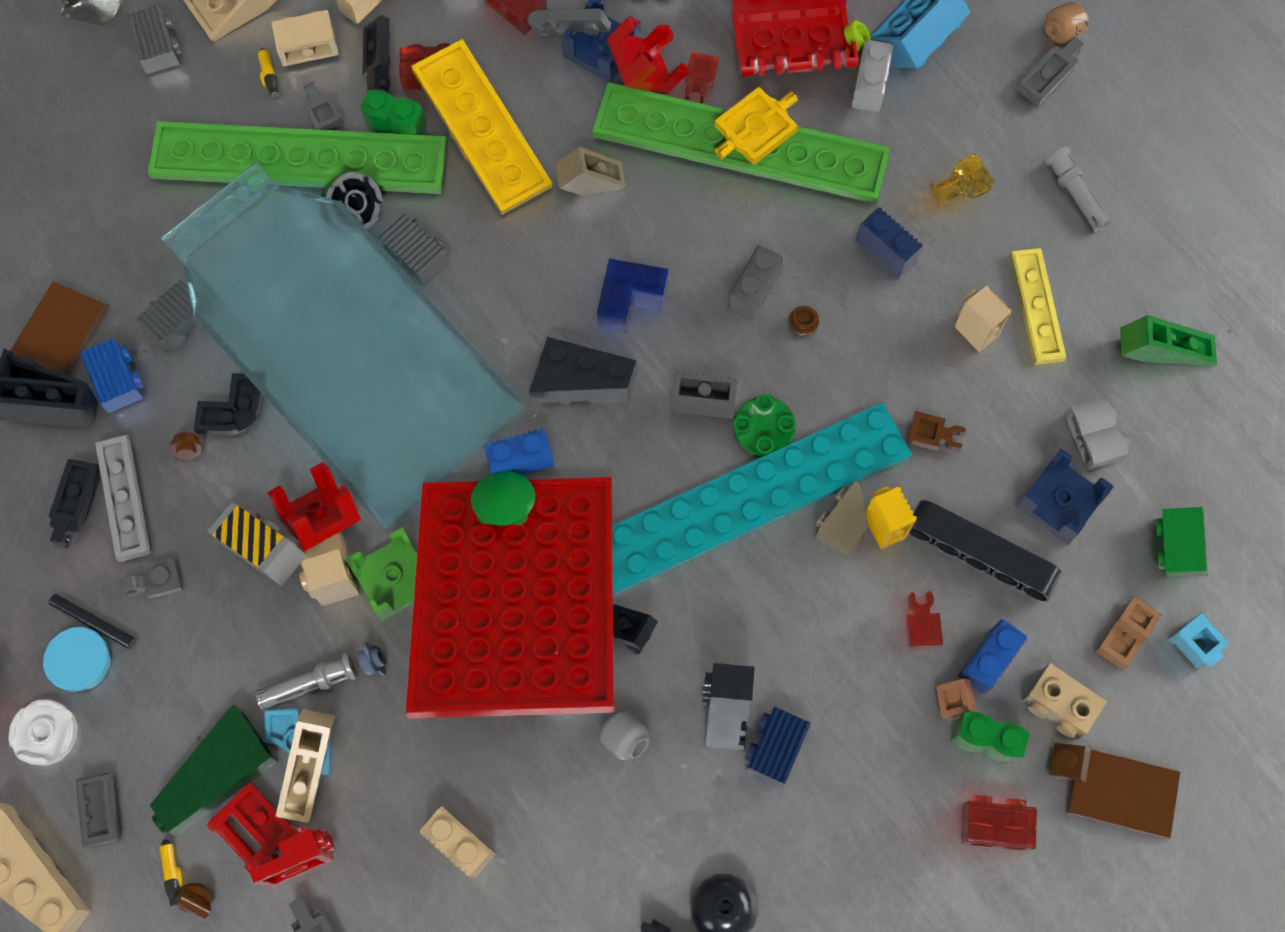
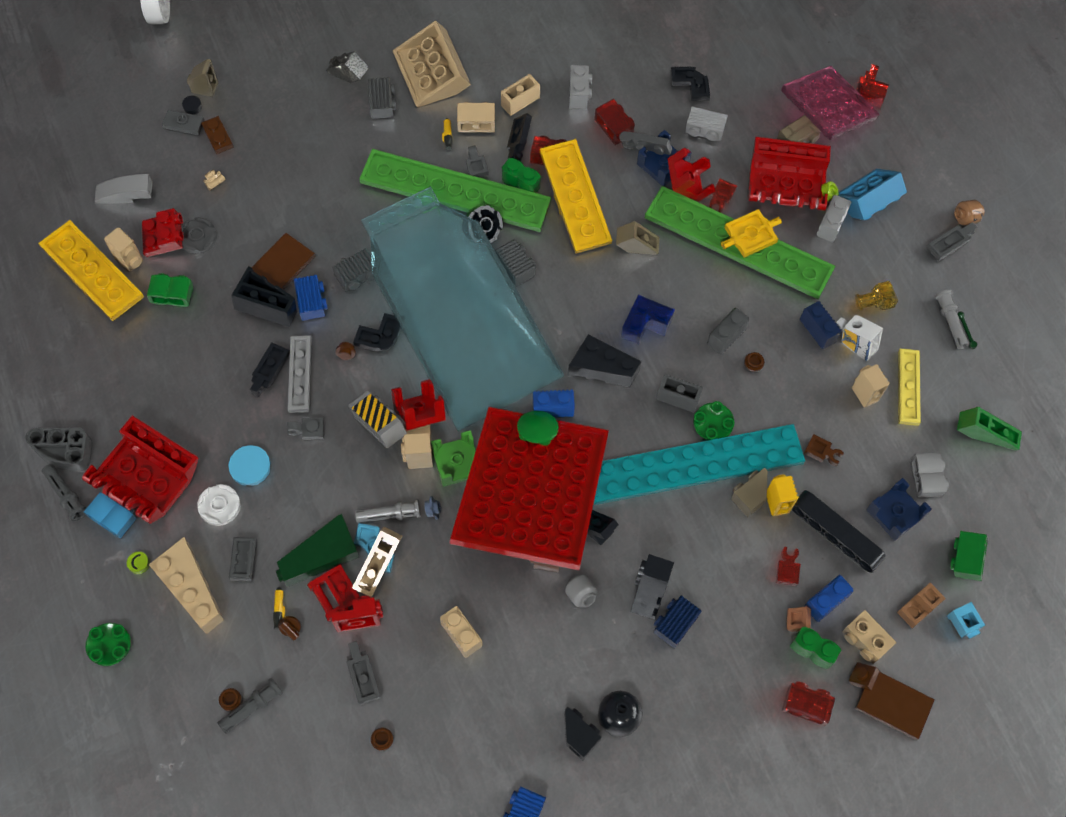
camera: 10 degrees right, 5 degrees down
(92, 621) = (264, 445): black bar -> none
(951, 245) = (860, 336): none -> white torso
(1115, 220) = (973, 344): none -> dark green hinge

